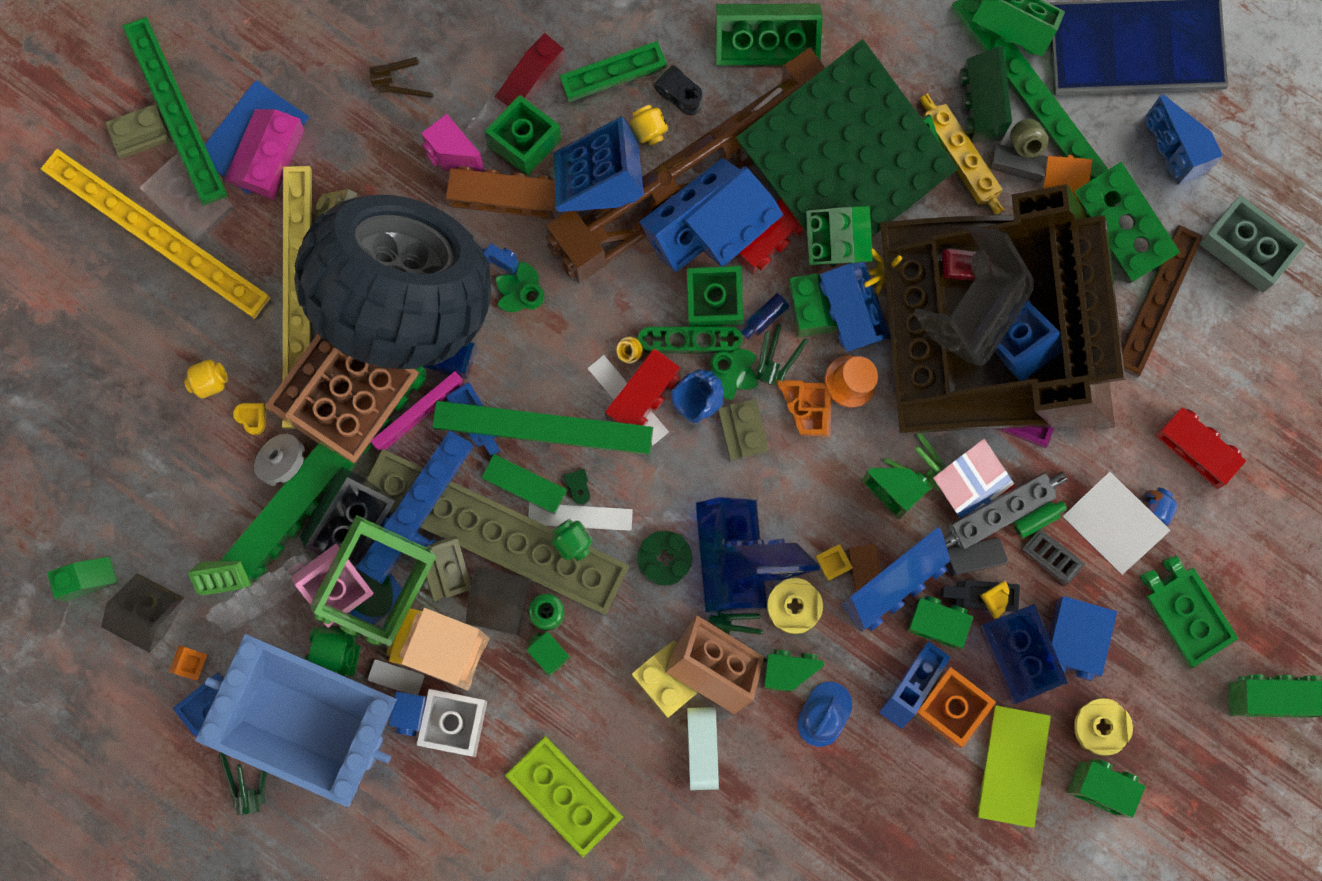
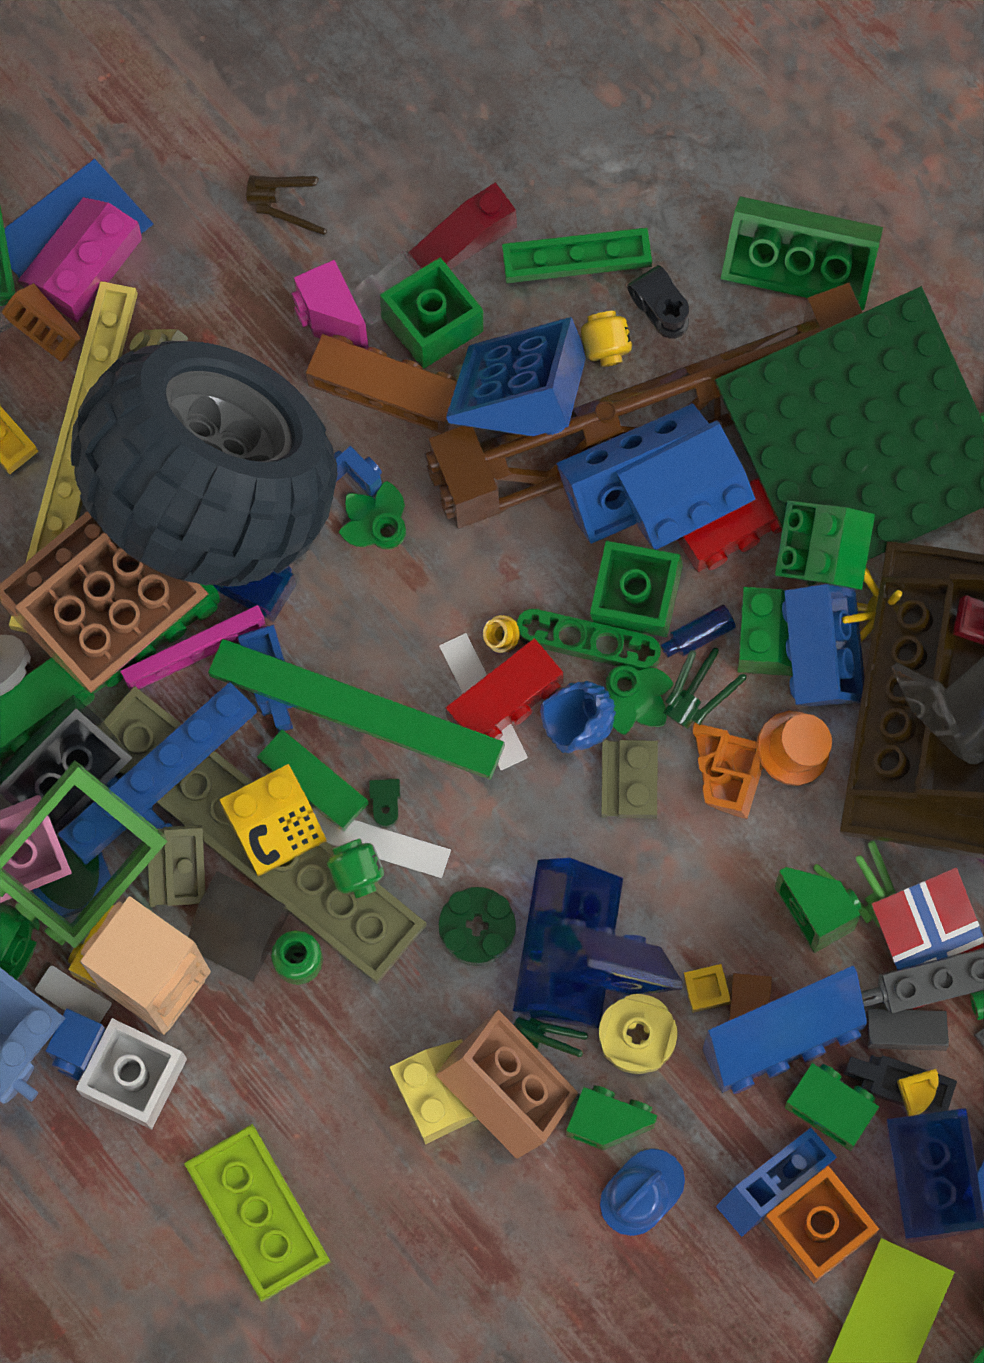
camera: 20 degrees right, 5 degrees down
(241, 201) = (33, 313): none -> dark orange slope
(505, 520) = (273, 820): none -> yellow slope
(547, 652) = (284, 1013): green brick -> none
(702, 748) = (461, 1194): light aqua beam -> none

